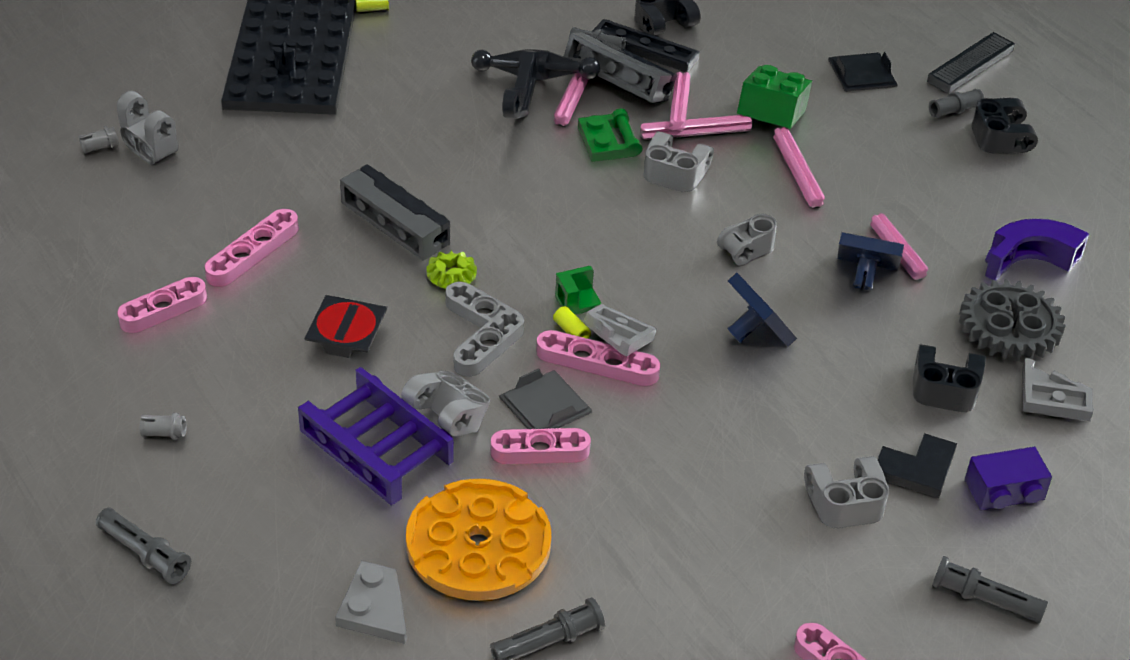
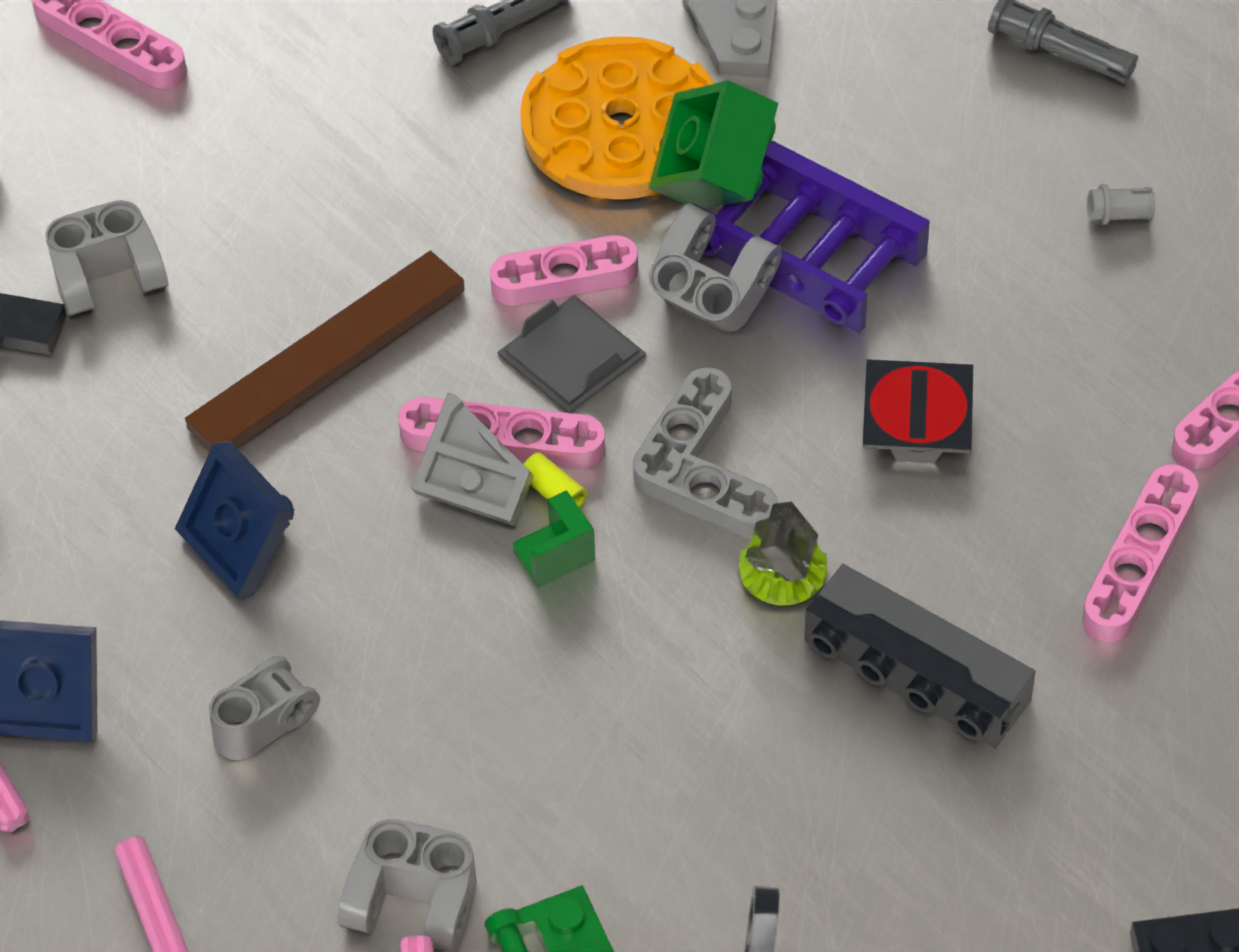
camera: 175 degrees right, 10 degrees up
(426, 456) = (714, 145): none -> green brick
(452, 251) = (785, 543): none -> clear smoke tile
(698, 421) = (326, 353): none -> reddish brown tile

